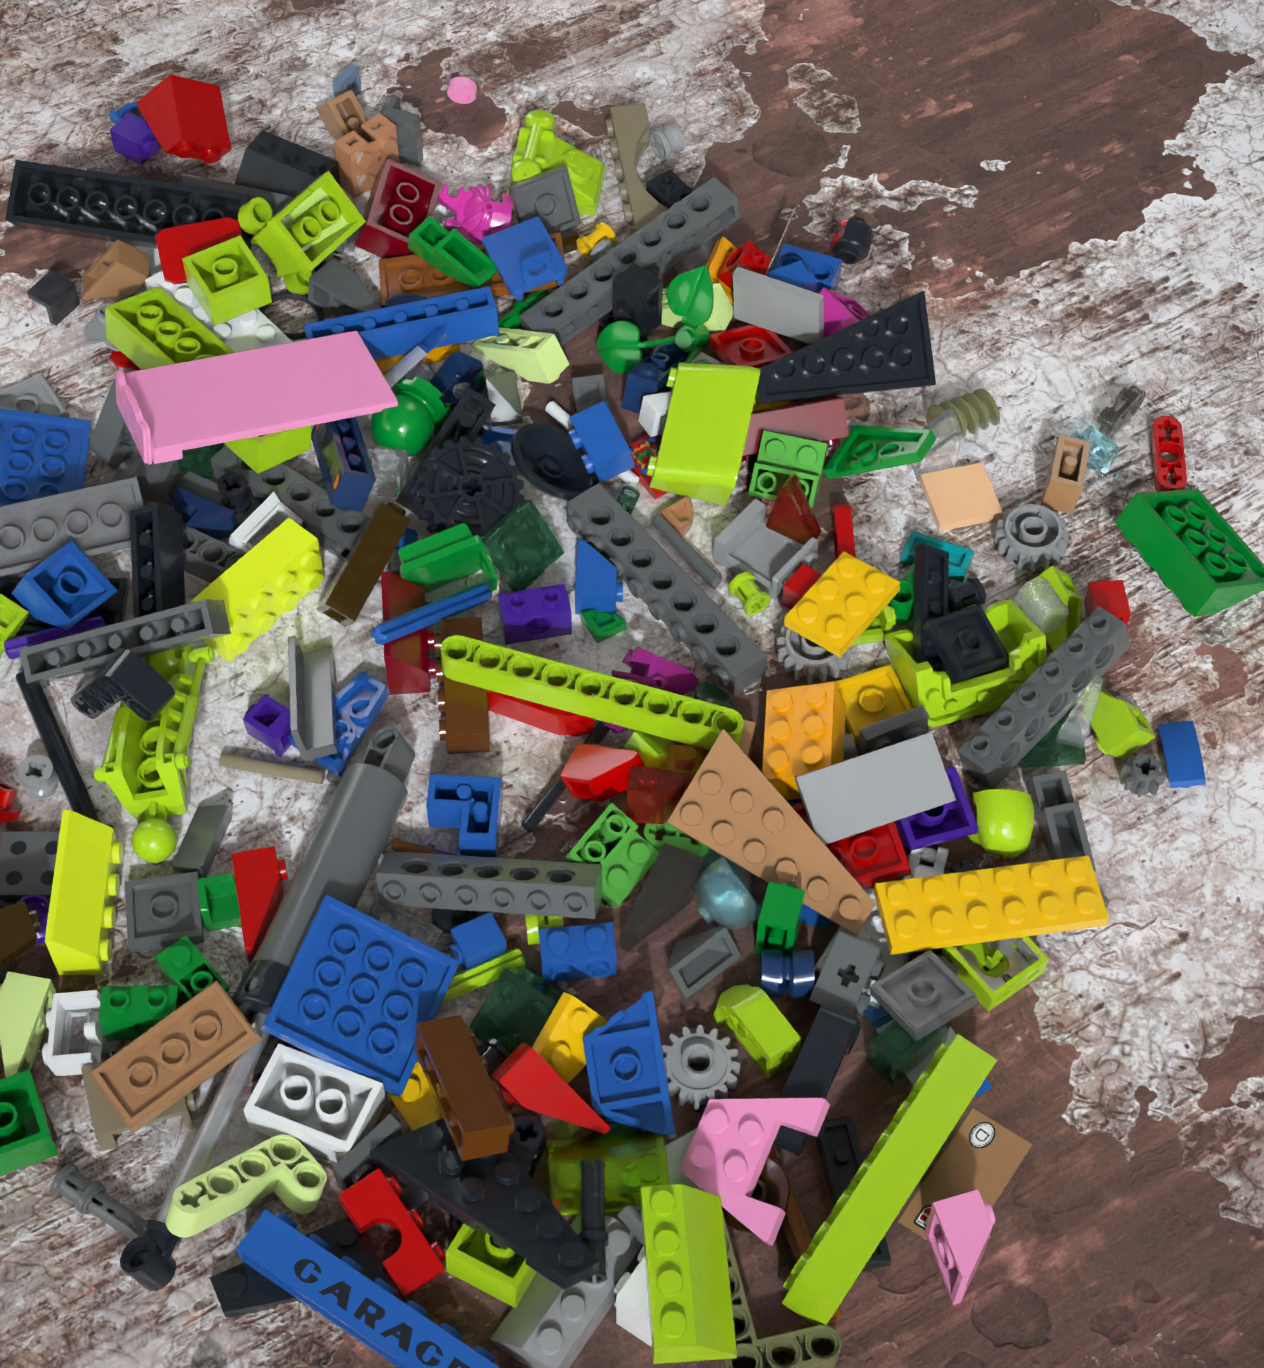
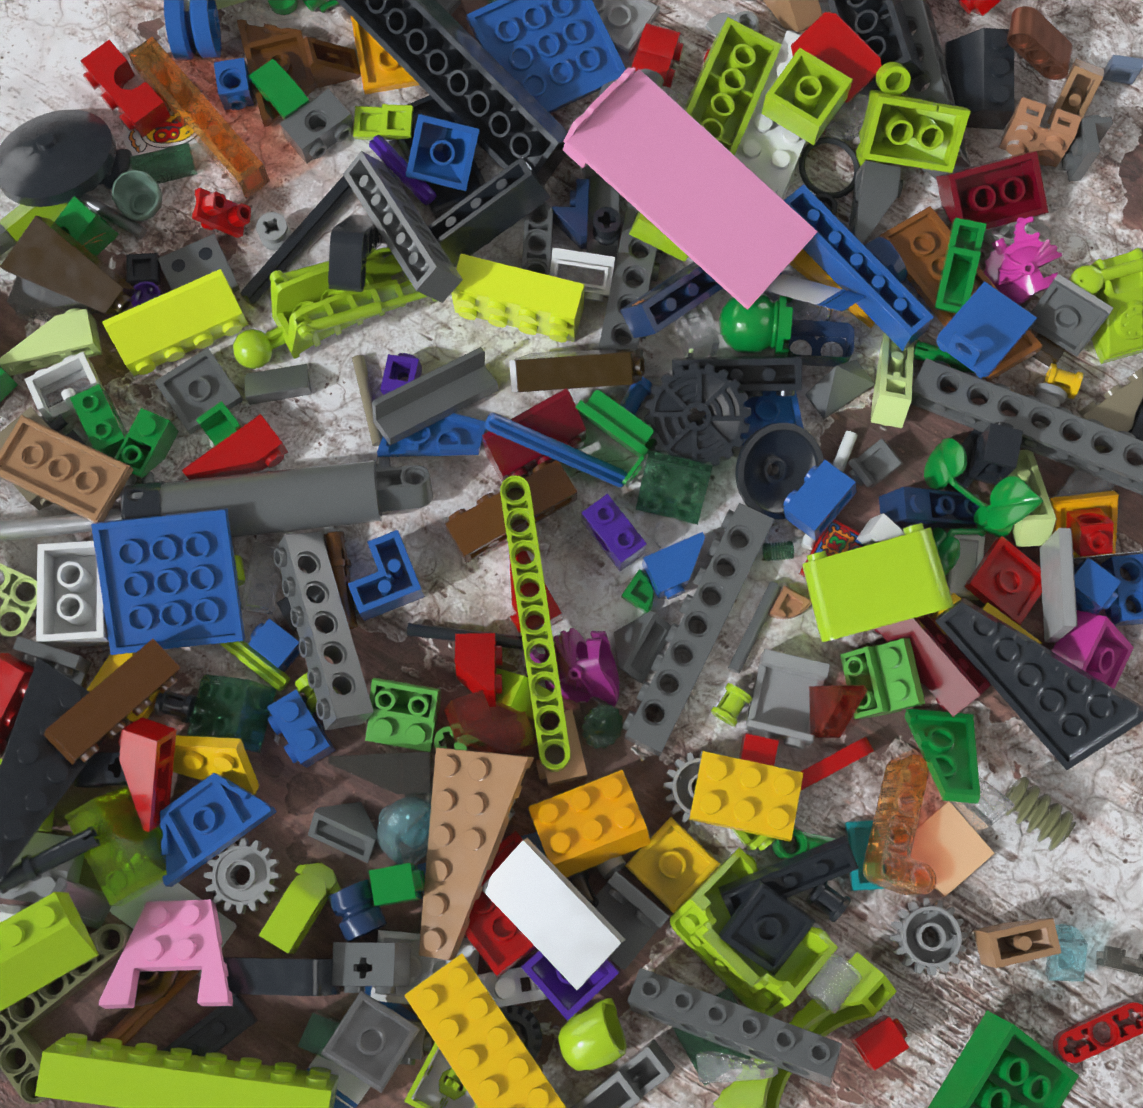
camera: 65 degrees right, 20 degrees up
(84, 390) = (658, 51): none -> red brick
(287, 119) = (1039, 43): none -> copper beam
(650, 635) = (640, 643): none -> dark grey slope
(927, 516) = (905, 780): none -> clear orange beam

